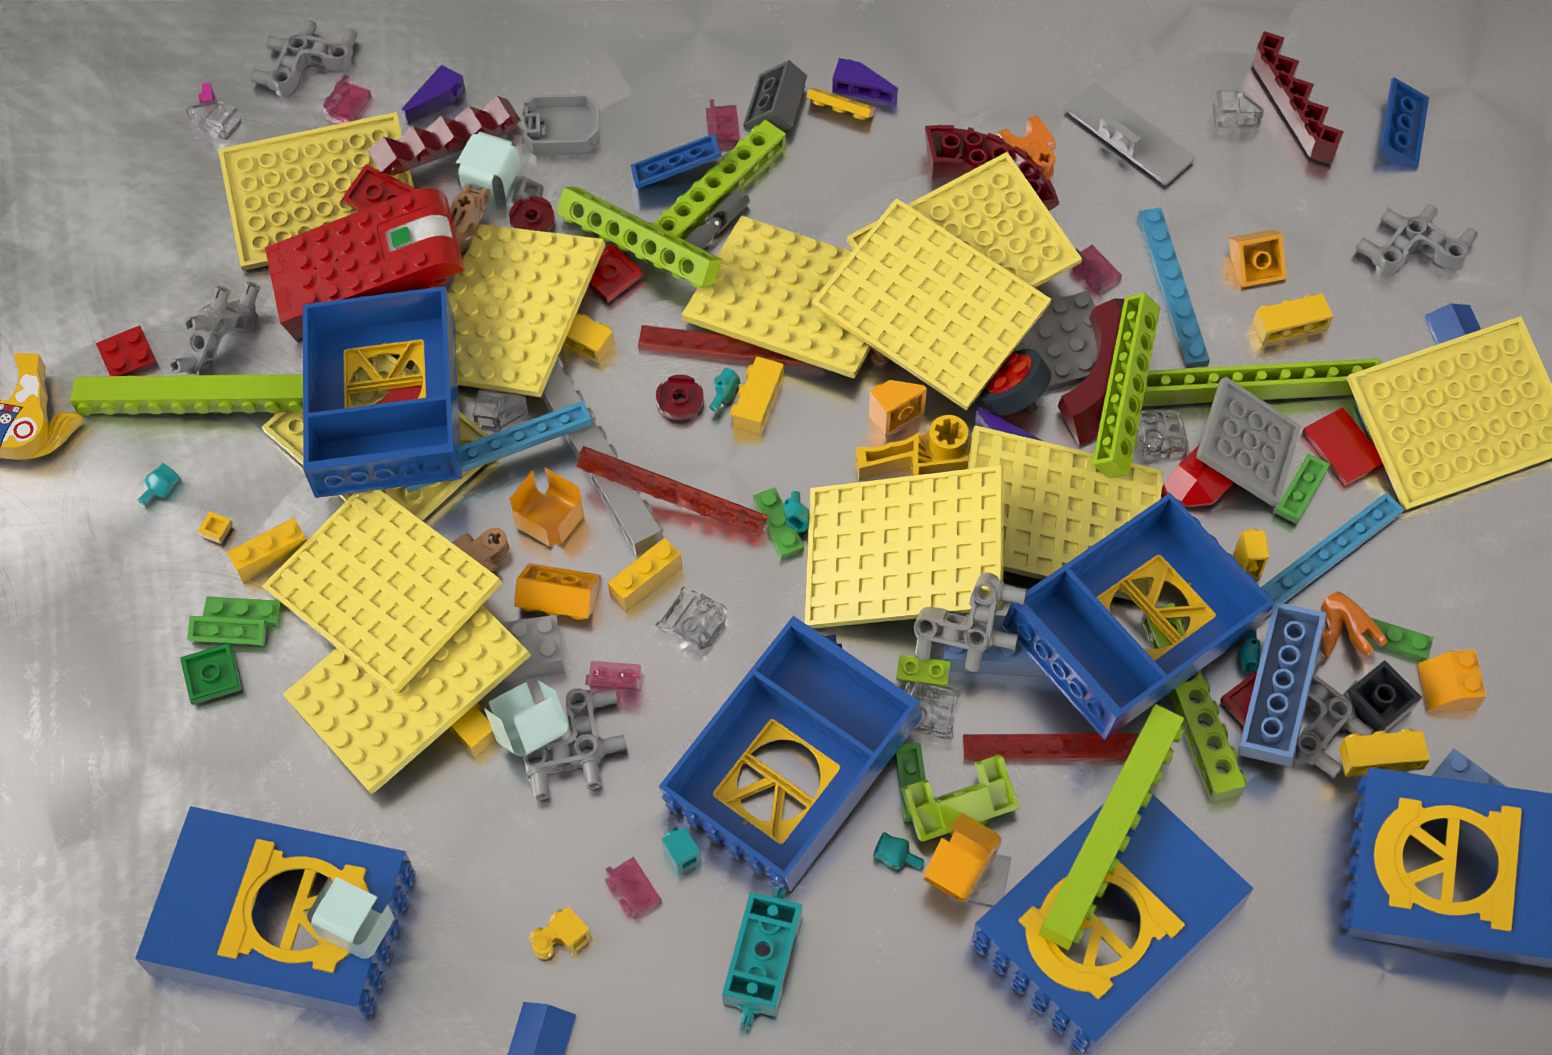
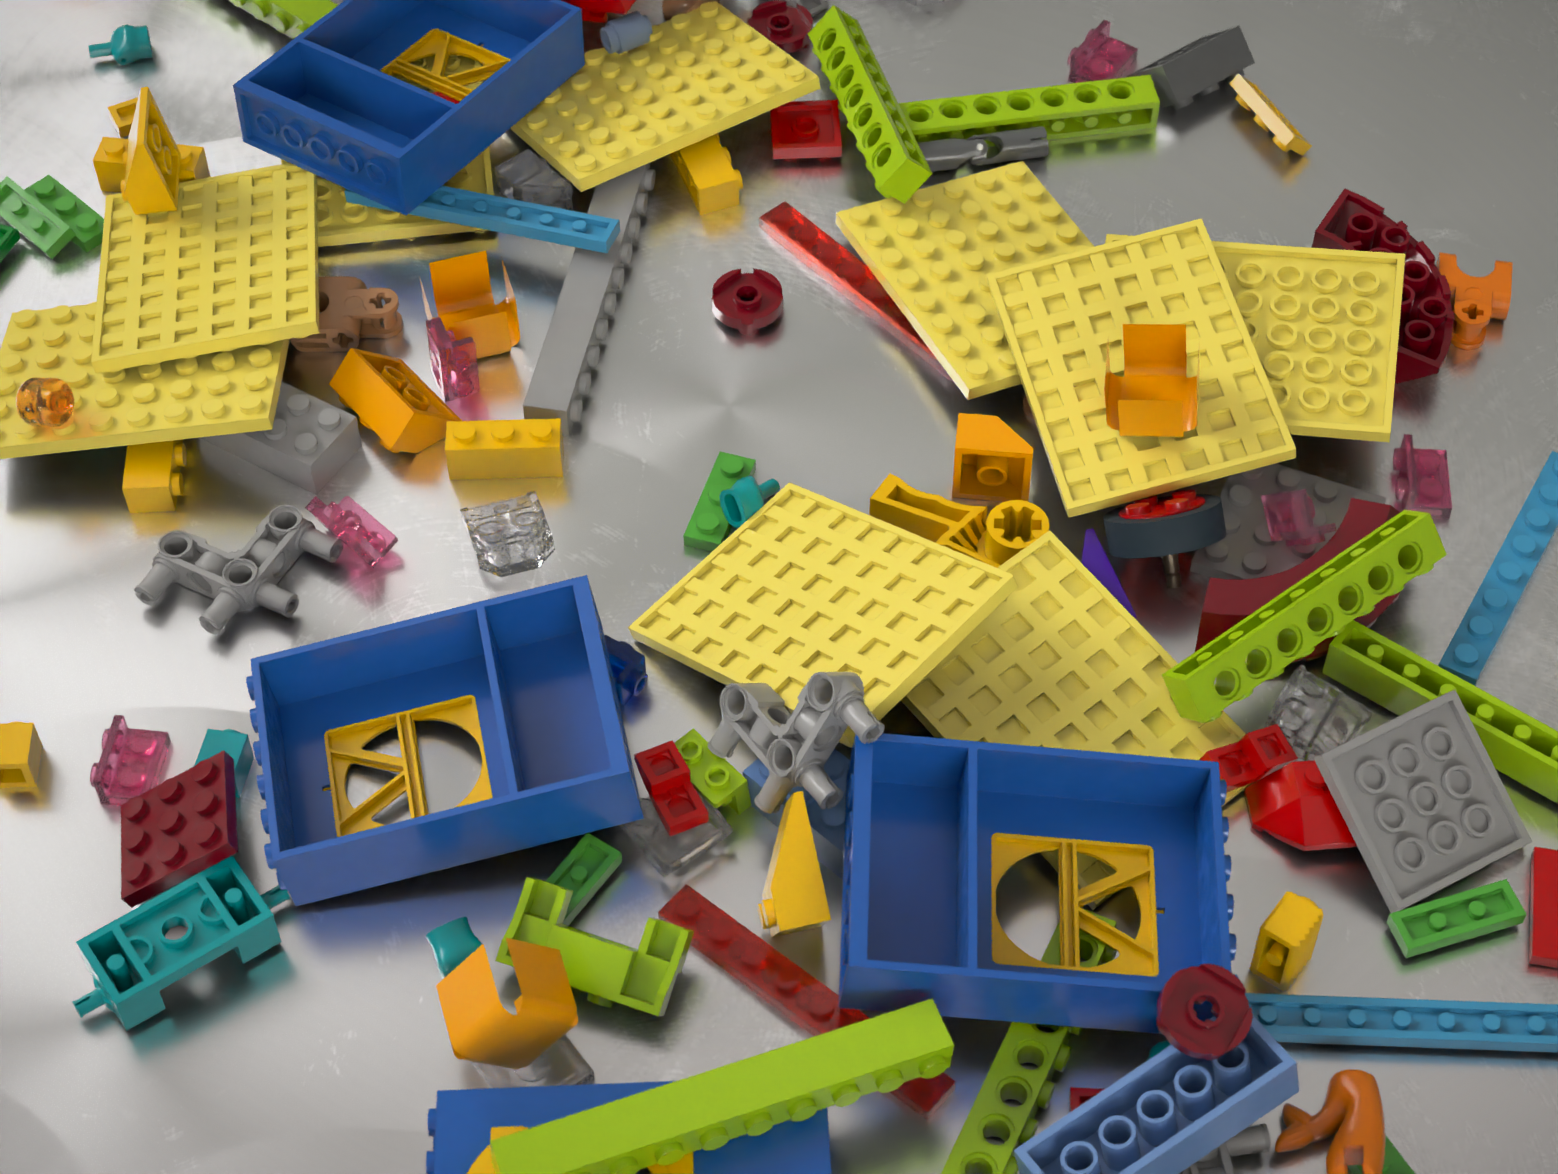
camera: 40 degrees right, 10 degrees down
(288, 550) = (151, 161): none -> yellow slope
(394, 732) = (45, 402): none -> clear orange head
(464, 282) = (626, 33): none -> sand blue brick
(522, 724) = (201, 496): light aqua piece -> none
(568, 548) = (452, 361): none -> clear pink bracket
(671, 491) = (622, 379): clear red plate -> none
(675, 161) = (999, 62): blue slope -> none
(704, 900) = (178, 829): none -> dark red plate
(725, 387) = (807, 320): teal piece -> none
(757, 395) = (839, 352): yellow brick -> none
(859, 81) = (1317, 106): dark purple slope -> none
(931, 697) = (670, 788): none -> red slope
(959, 316) = (1154, 392): none -> light orange piece
(1019, 691) = (794, 884): none -> yellow slope
(1072, 335) = (1291, 518): none -> clear pink bracket
(1155, 476) = (1252, 757): none -> red slope
(1259, 621) = (1229, 1005): none -> dark red plate

